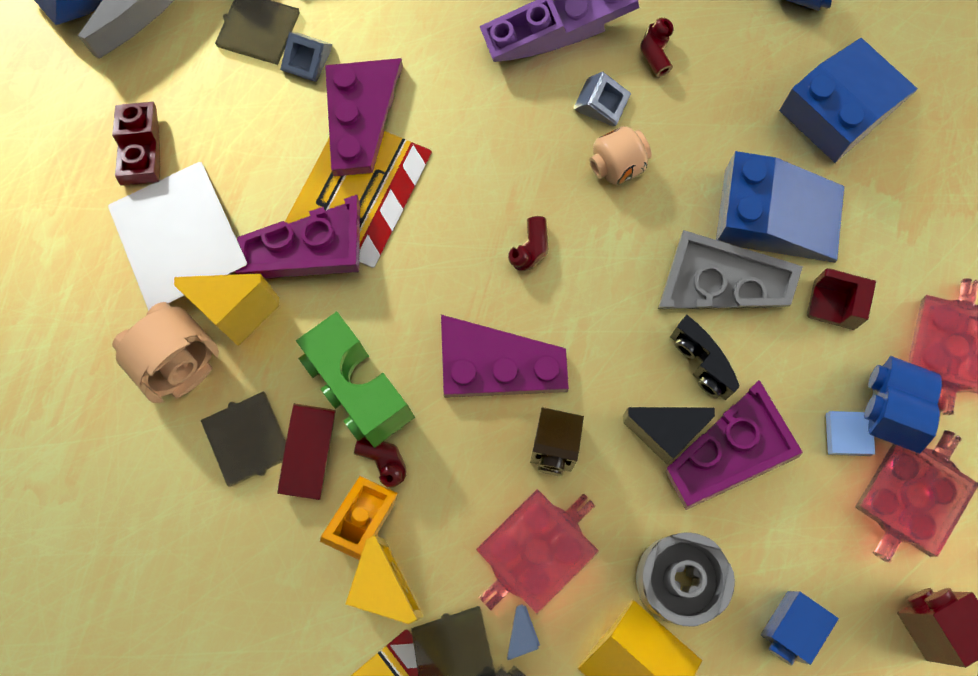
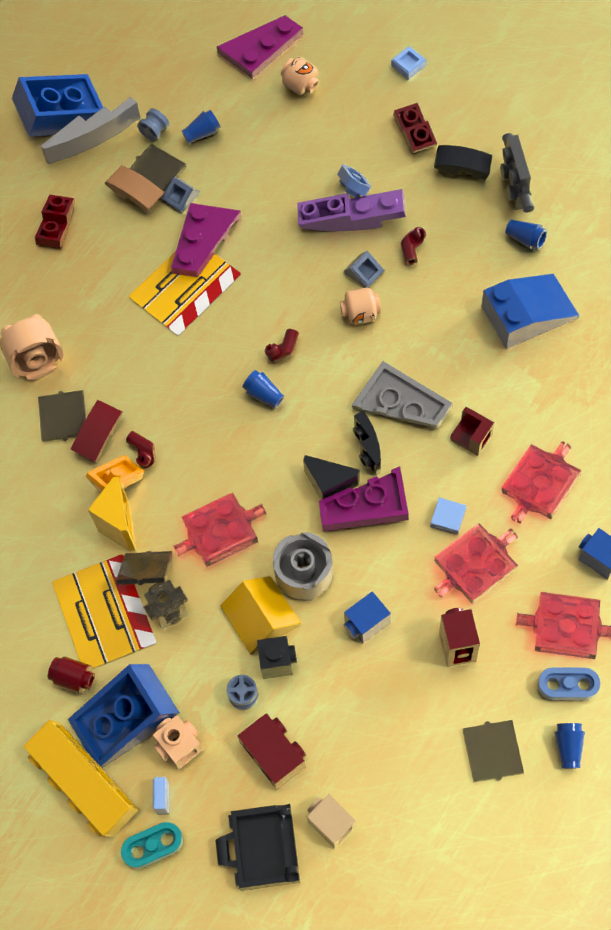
camera: 20 degrees right, 10 degrees down
(175, 232) = (61, 281): white sticker -> none
(231, 301) = (81, 327): yellow slope -> none
(237, 61) = (134, 186): none -> medium nougat slope
(310, 246) = (140, 310): magenta wing -> none
(373, 407) = (146, 411): bright green arch -> none
(497, 362) = (236, 412): magenta wing -> none
(523, 635) = (190, 574): sand blue slope -> none
(526, 318) = (261, 388): none -> blue cone
(557, 441) = (252, 465): dark brown slope -> none
(779, 208) = (454, 365): slope -> none
(904, 404) = (484, 502): blue brick -> none

